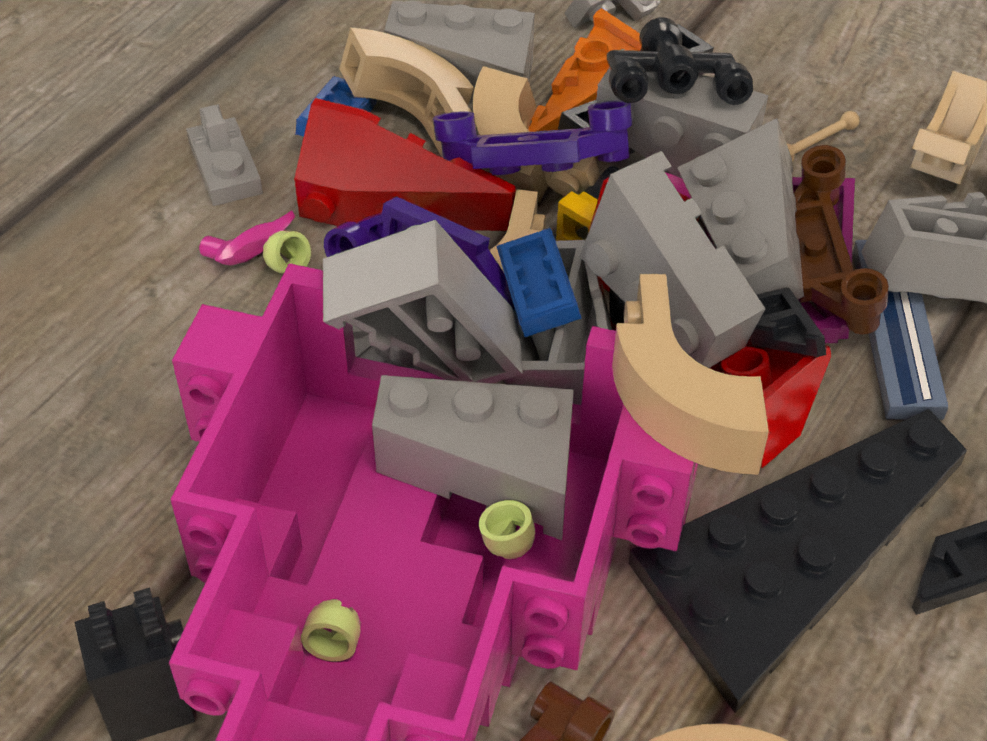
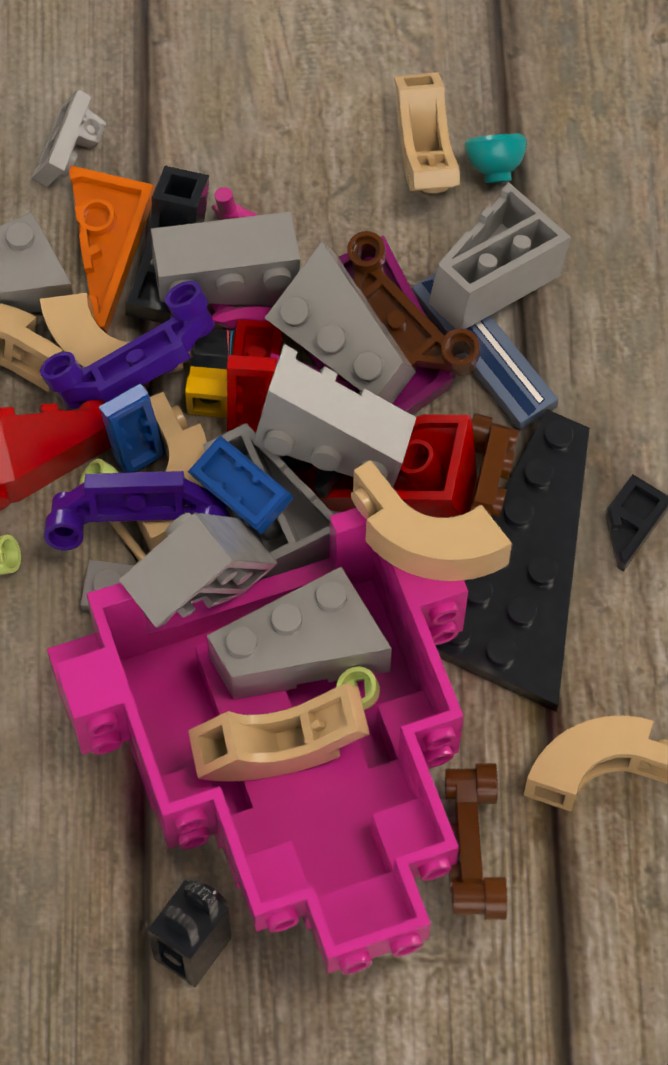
camera: 35 degrees left, 15 degrees up
(345, 633) = (301, 826): yellowish green hinge -> none
(373, 527) = (278, 742): none -> tan arch
(484, 194) = (132, 429): none -> blue plate
(674, 66) = (209, 231): black piece -> none
(787, 325) = (432, 413): black tile -> none
(800, 434) = (497, 446): none -> reddish brown plate
(848, 121) = (304, 225): tan hinge -> none

